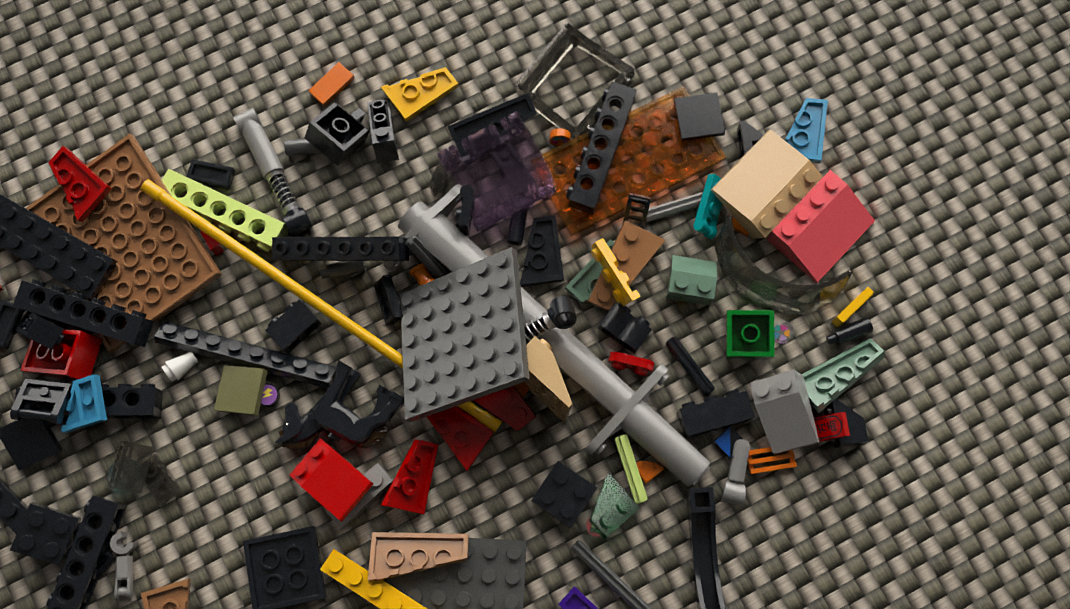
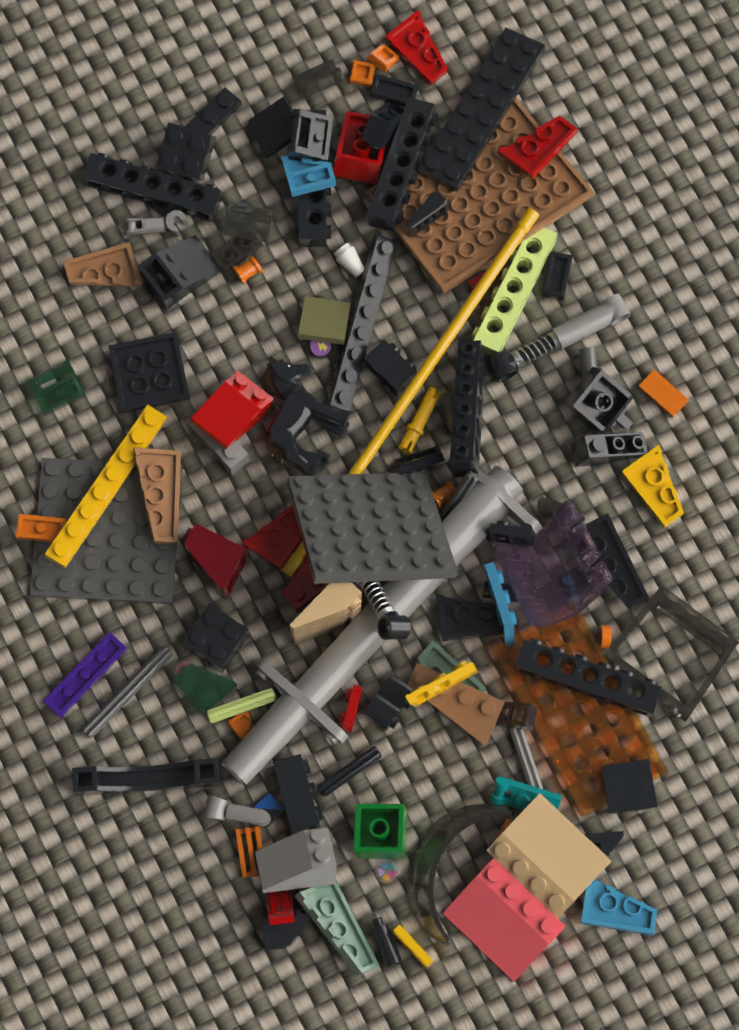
camera: 90 degrees right, 0 degrees up
(134, 282) = (430, 211): none -> black slope
(176, 540) = (178, 270): none -> black slope
(181, 468) = (247, 269): none -> orange bush
(351, 301) = (415, 428): none -> yellow pin
(413, 480) = (232, 490): red wing -> none
(484, 495) = (216, 558): none -> dark red slope
(541, 218) = (501, 599): none -> dark azure wing
(692, 280) = (444, 775): sand green slope -> none

